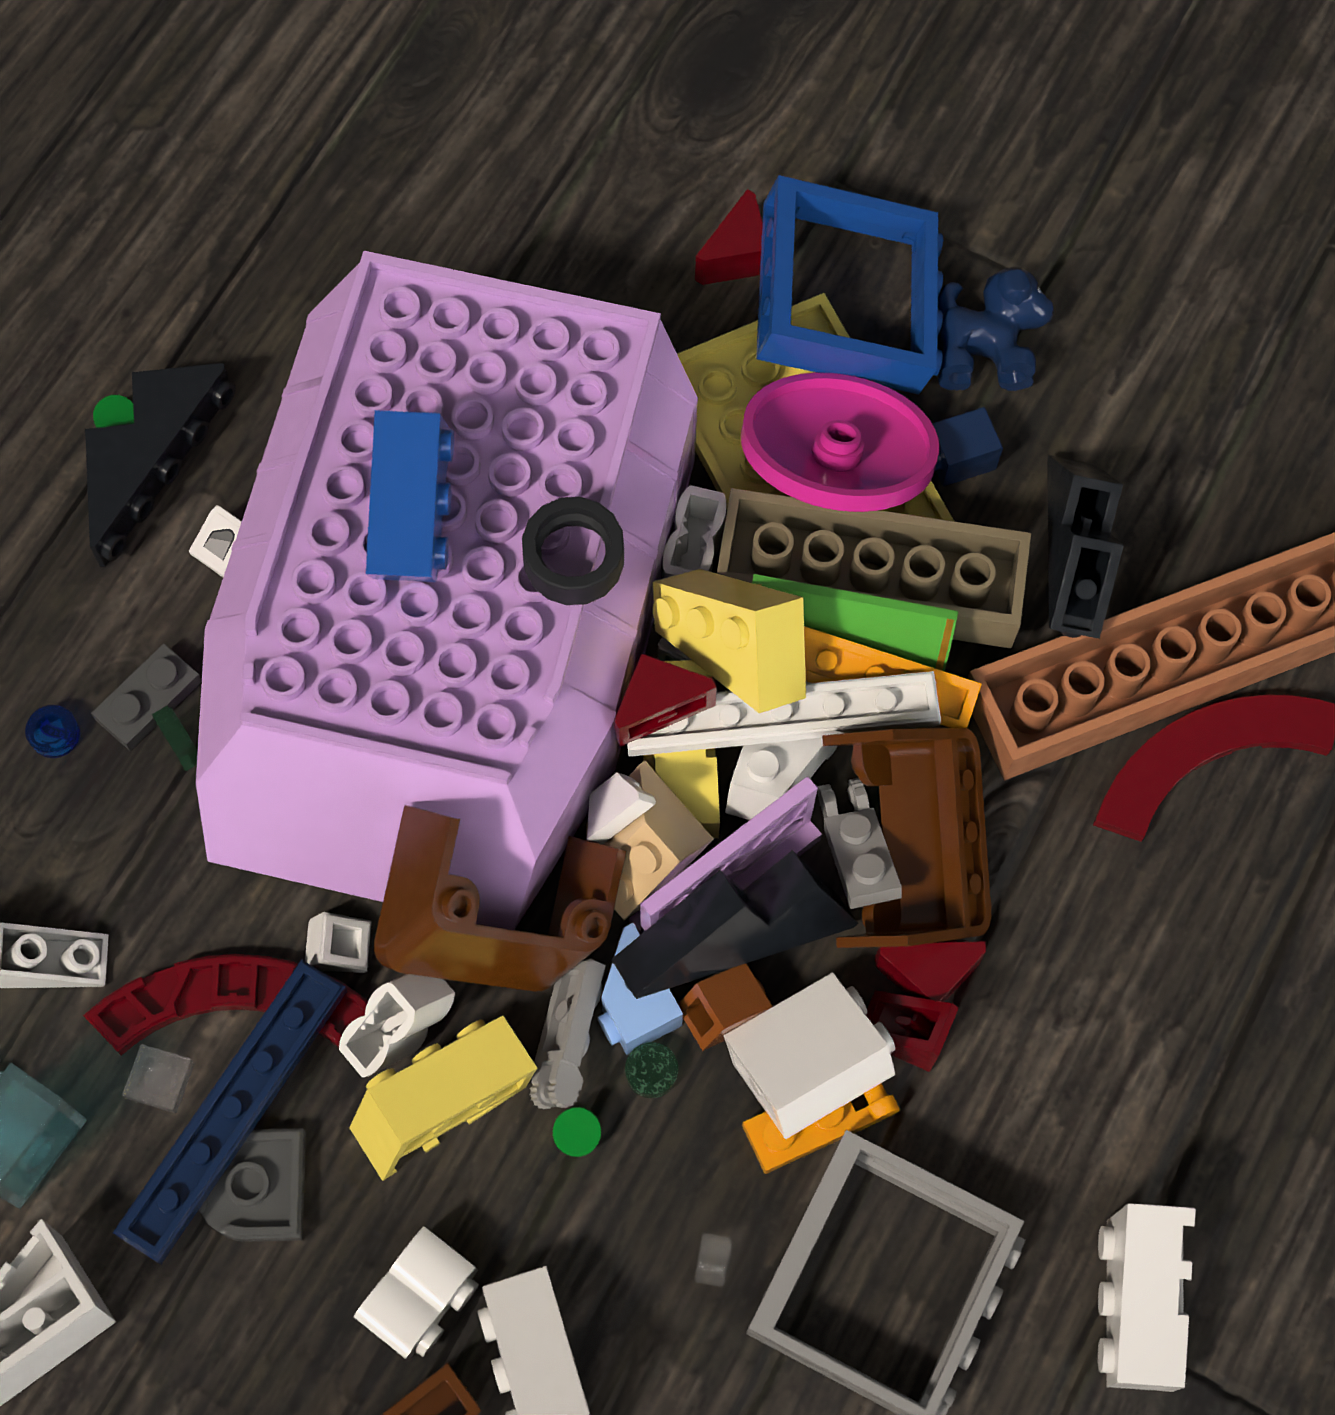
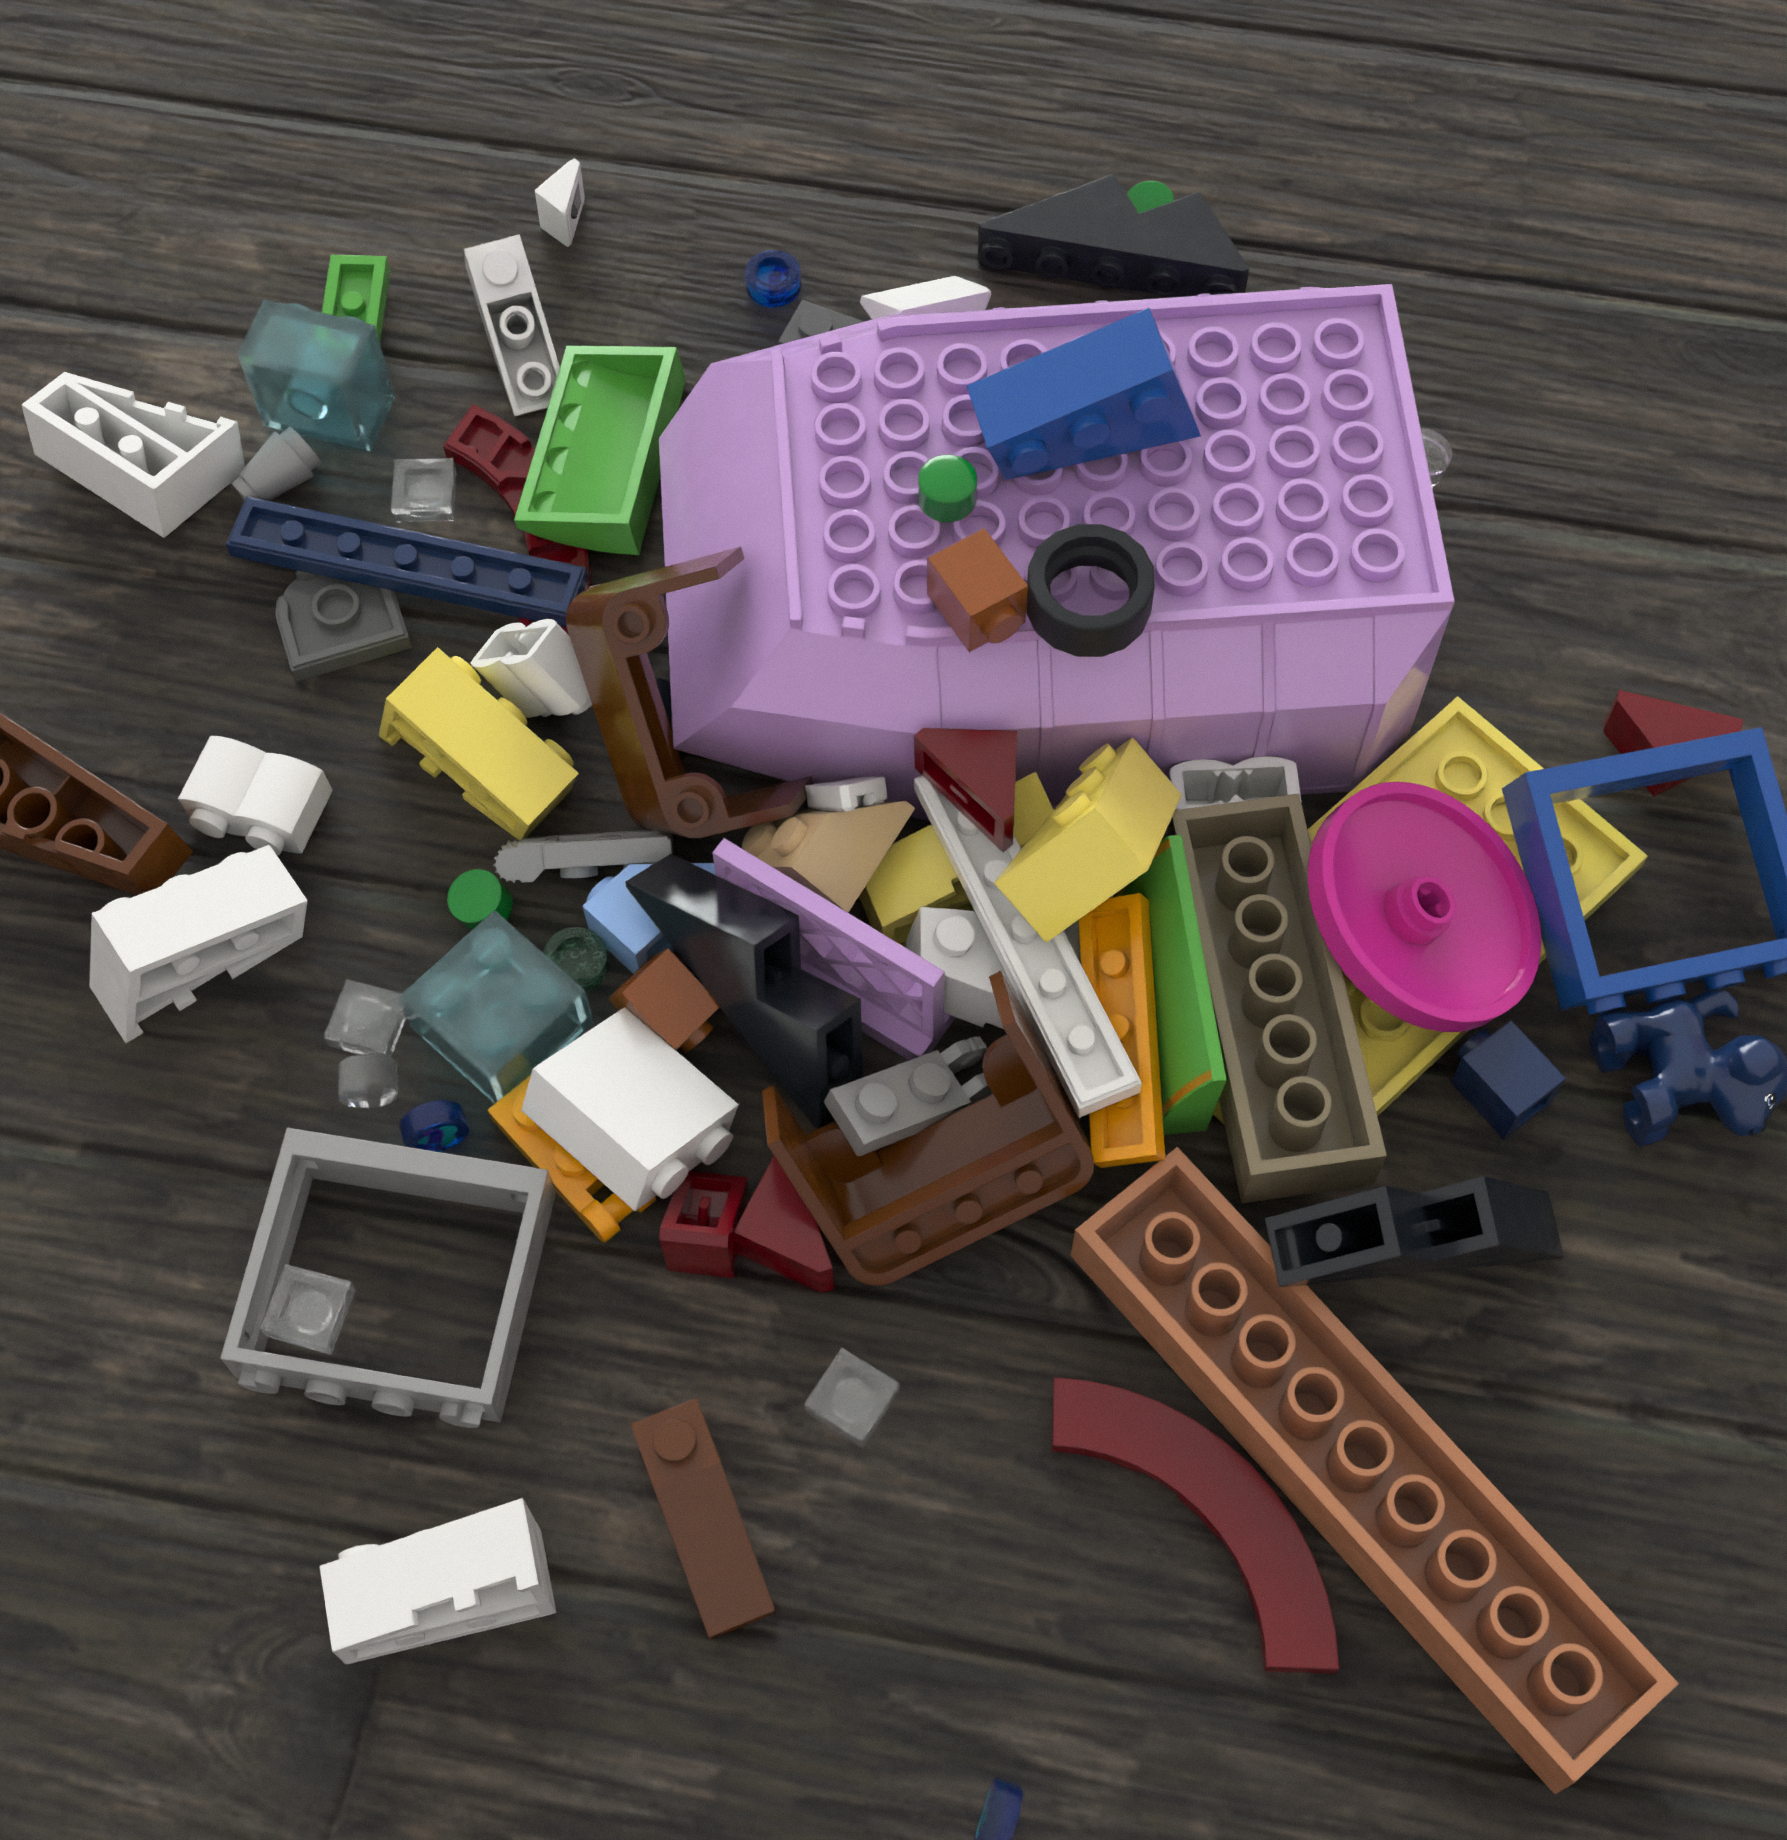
camera: 75 degrees right, 5 degrees down
(83, 1203) = (277, 467): none -> light grey cone
(141, 617) = (929, 297): none -> white slope
(178, 916) = (601, 447): none -> bright green slope
(436, 624) = (947, 488): none -> green piece
(548, 629) = (977, 590): none -> dark orange brick
(652, 1250) = (366, 1020): none -> clear plate
(686, 1138) = (496, 1007): none -> clear light blue brick
(770, 1215) = (434, 1126): none -> clear blue tile
(917, 1341) = (308, 1309): none -> clear plate
(1074, 962) = (852, 1397): none -> clear plate
(1133, 1094) = (703, 1518): none -> reddish brown slope

